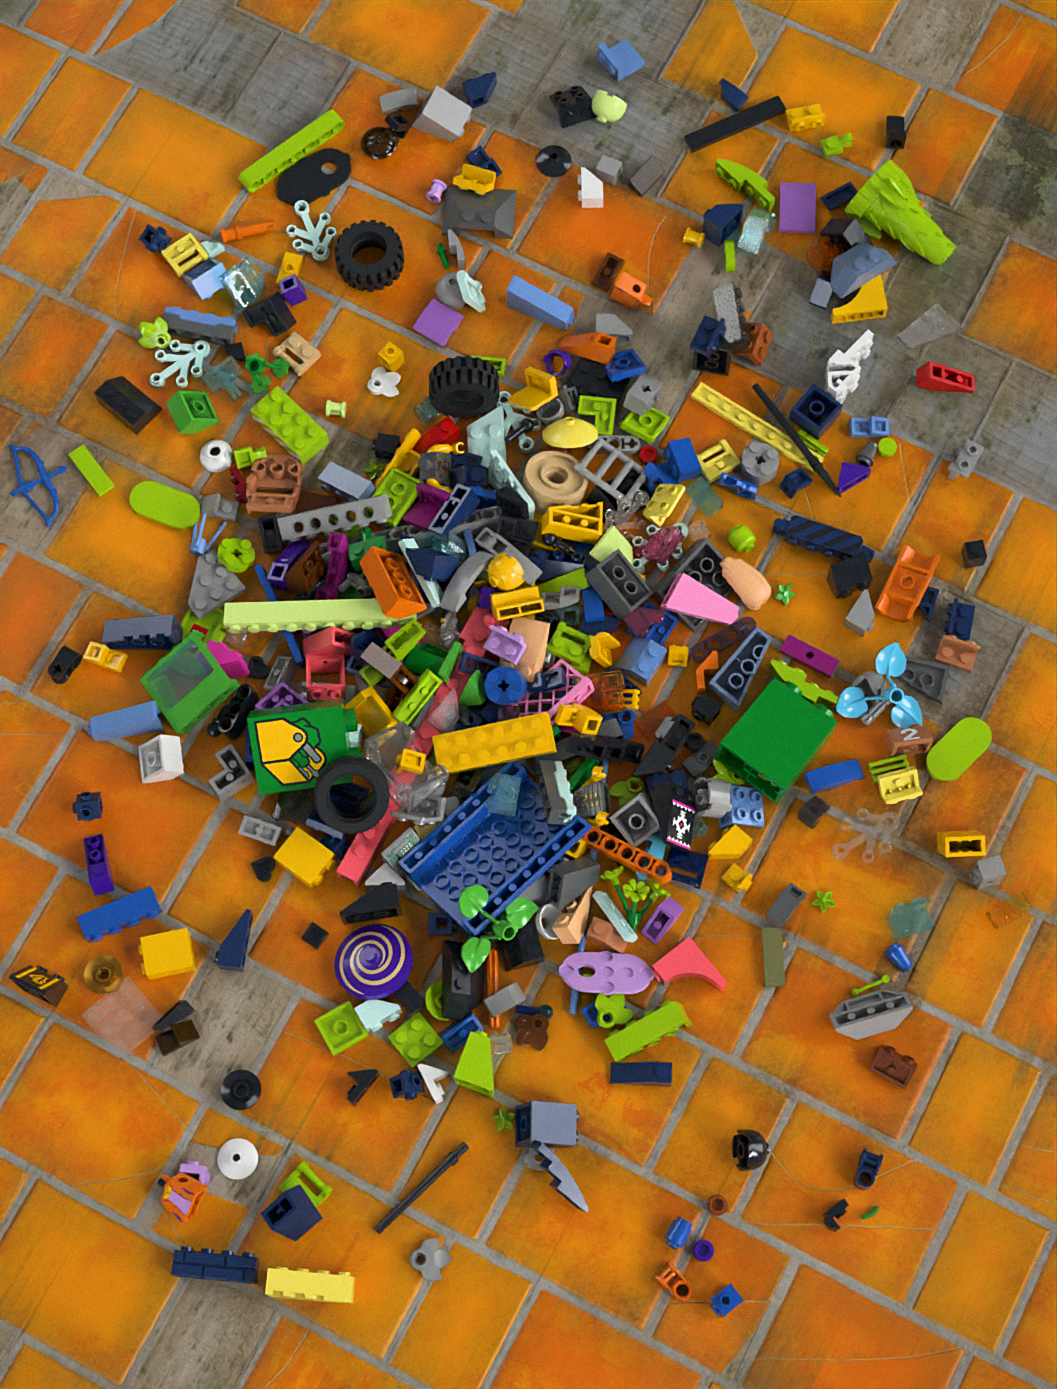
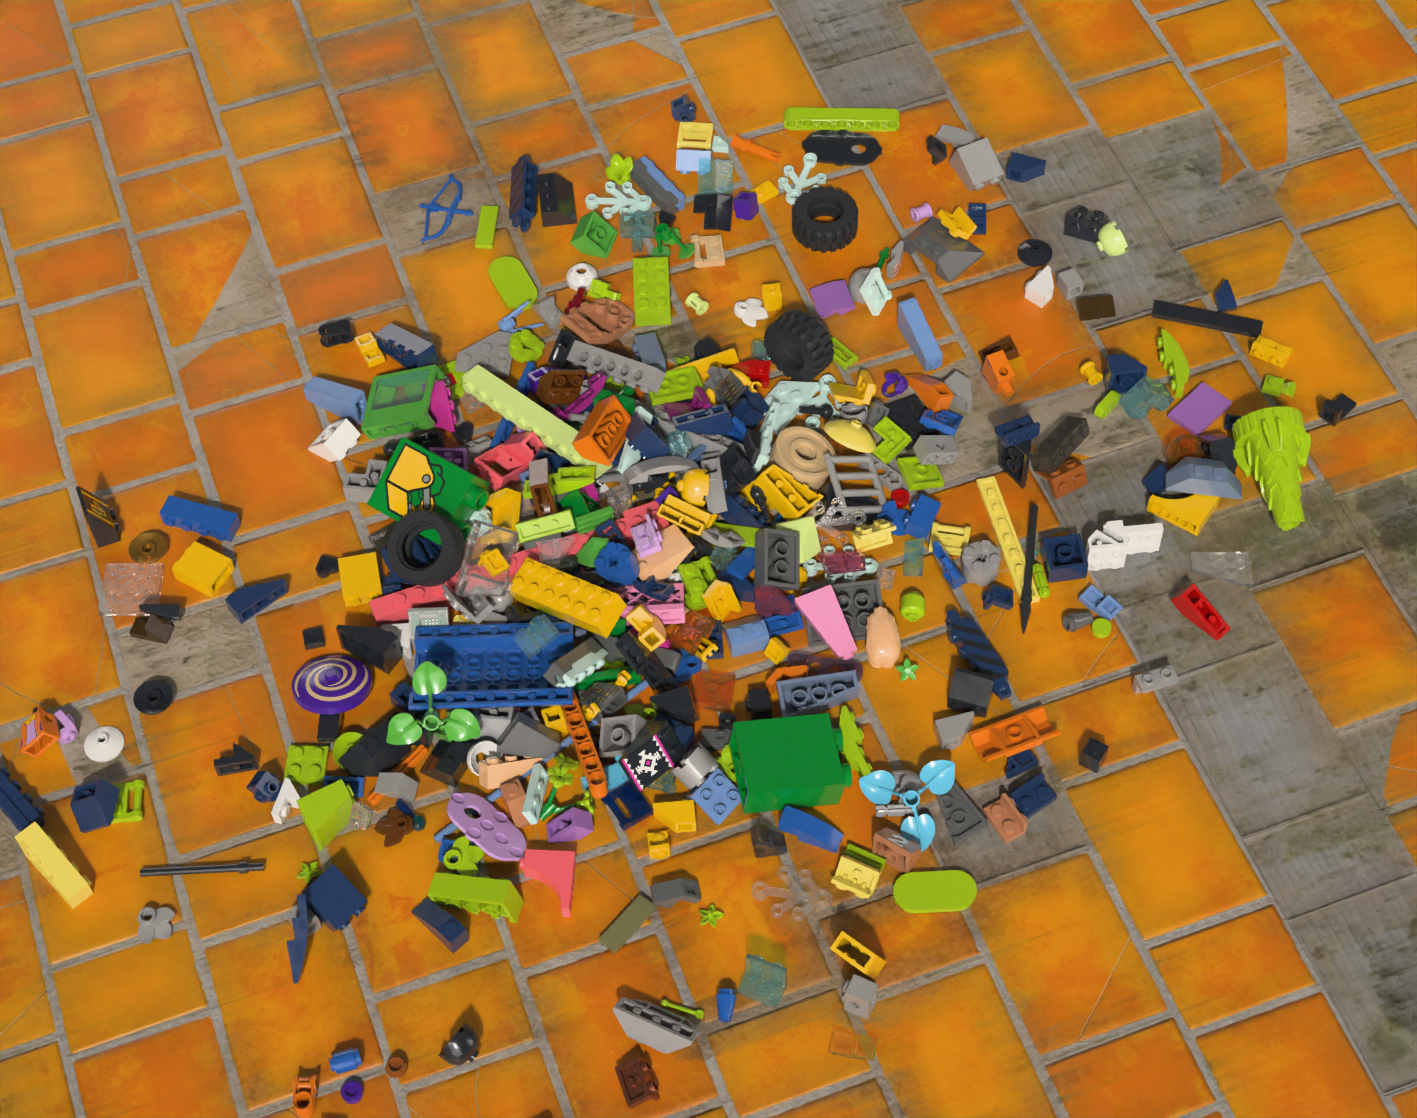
camera: 40 degrees right, 15 degrees down
(88, 806) = (254, 432): dark blue brick -> none
(94, 417) = (523, 193): none -> dark blue hinge
(98, 865) = (220, 476): dark purple slope -> none
(260, 830) = (350, 536): light grey hinge -> none
(341, 1028) = (263, 713): lime plate -> none
(376, 1012) = (296, 722): light aqua slope -> none
(379, 142) = (911, 155): dark brown piece -> none
(620, 59) = (1156, 217): medium blue bracket -> none
(674, 732) = (715, 702): black slope -> none
(820, 660) = (877, 720): magenta tile -> none
(851, 475) = (1046, 625): dark purple slope -> none

